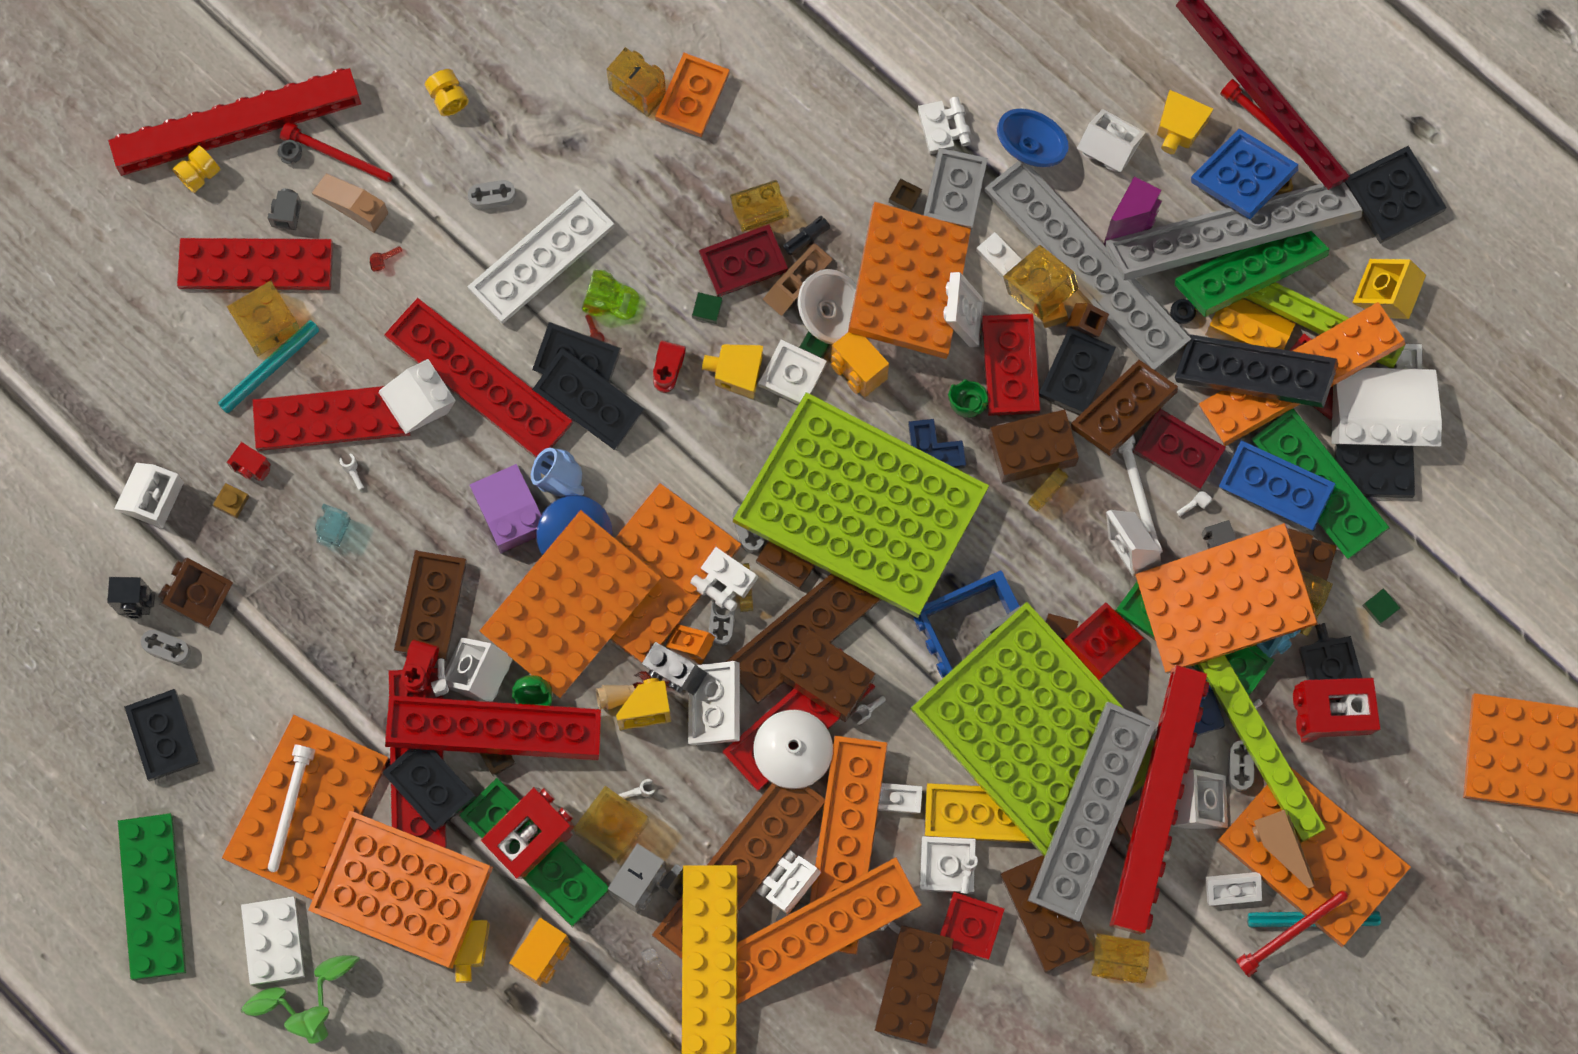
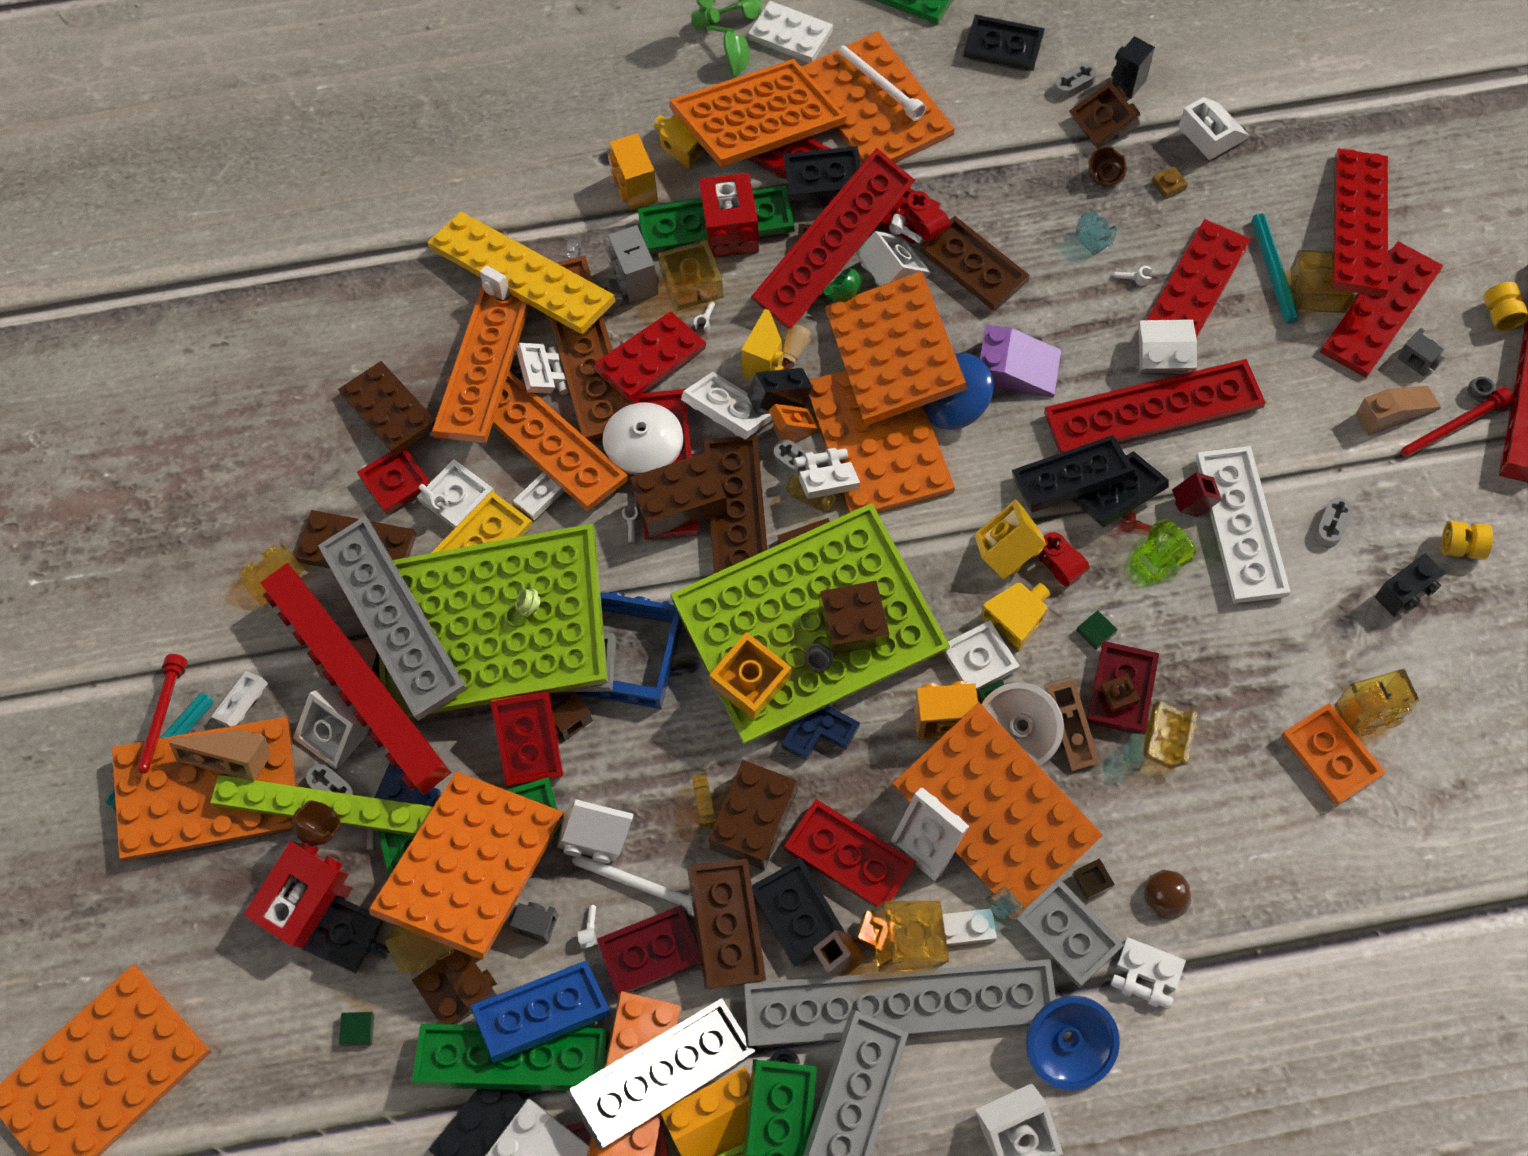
camera: 130 degrees right, 10 degrees down
(185, 316) = (1360, 223): none -> red plate
(249, 463) = (1193, 206): red brick -> none
(255, 555) = (1107, 167): none -> reddish brown hair
(377, 259) = (1324, 396): clear red hand -> none
(515, 111) = (1409, 585): none -> black brick
(543, 298) = (1196, 494): none -> dark red brick
(562, 477) = (1017, 409): light blue helmet -> none
(683, 408) = (1009, 540): none -> yellow slope
(711, 803) = (649, 356): none -> red plate
(742, 980) = (494, 283): none -> white plate
(754, 255) = (1120, 693): none -> reddish brown tile
(790, 223) = (1134, 752): none -> clear light blue plate
(807, 235) = (1111, 760): black axle -> none
(842, 464) = (854, 617): none -> reddish brown brick
(878, 144) = (1167, 894): none -> reddish brown hair
(890, 470) = (818, 657): none -> dark grey plate
(944, 503) = (750, 676): none -> light orange brick
(968, 398) = (843, 788): green hair -> none
(970, 237) = (1004, 904): none -> clear light blue plate
(1011, 704) = (527, 602): none -> yellowish green plate
(1135, 211) = (918, 1075): magenta slope -> none
(1283, 729) = (315, 823): none -> reddish brown hair

